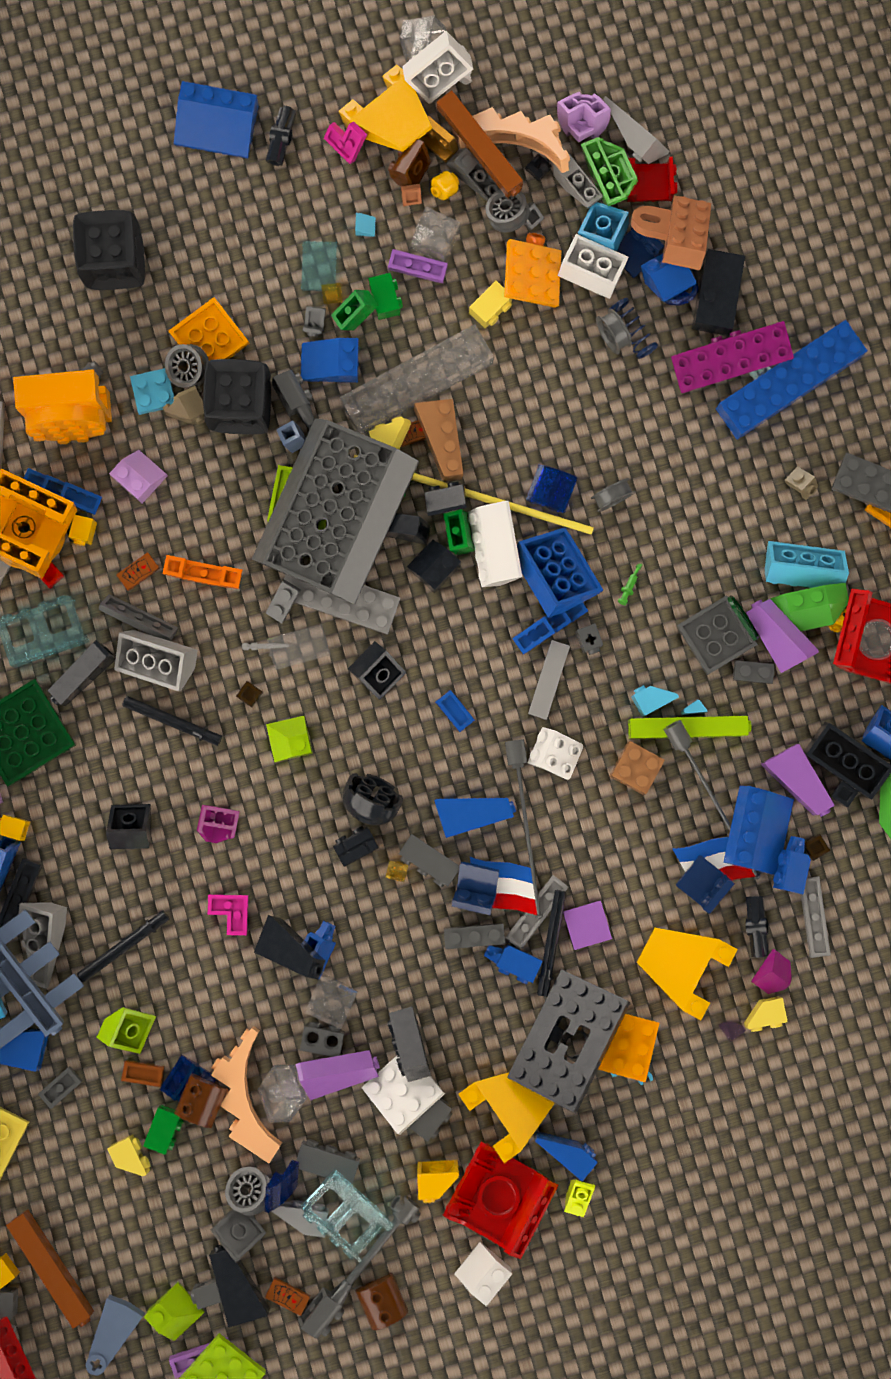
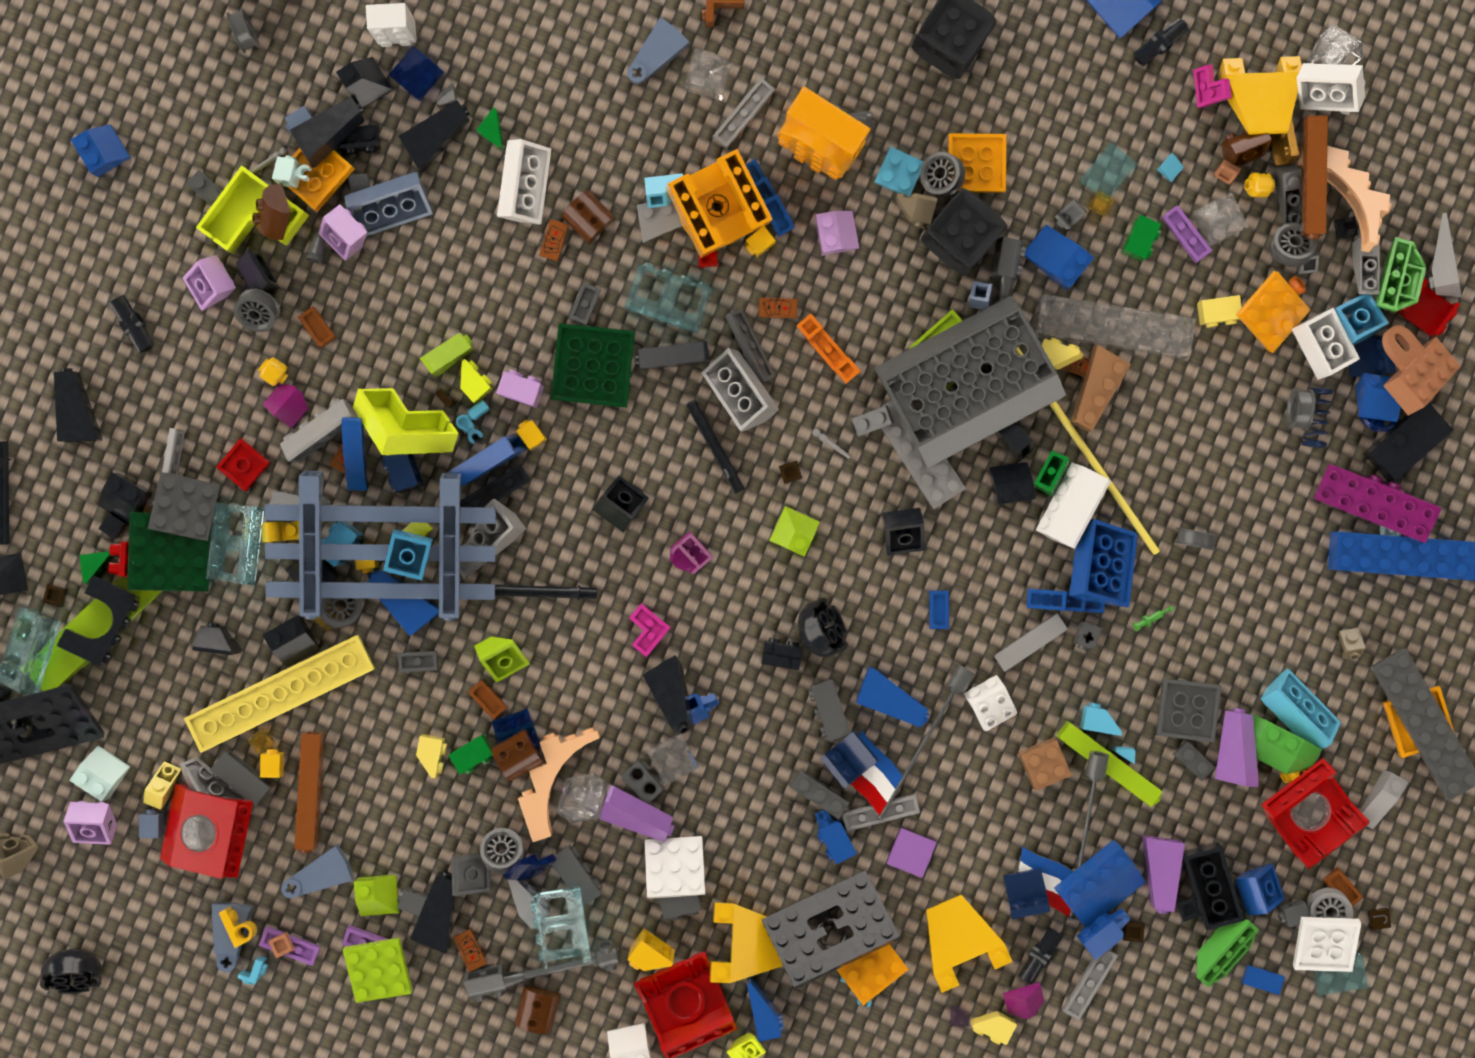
camera: 45 degrees right, 5 degrees up
(298, 647) = (856, 465): clear piece -> none
(354, 310) = (1109, 232): green brick -> none
(396, 871) = (798, 698): clear yellow plate -> none
(408, 1044) = (707, 837): black brick -> none
(445, 499) = (1062, 440): slope -> none
(551, 488) = (1151, 494): clear blue slope -> none
(551, 943) = (873, 845): black axle -> none
(583, 115) = (1415, 215): lavender brick -> none
(743, 617) = (1220, 713): dark green window -> none

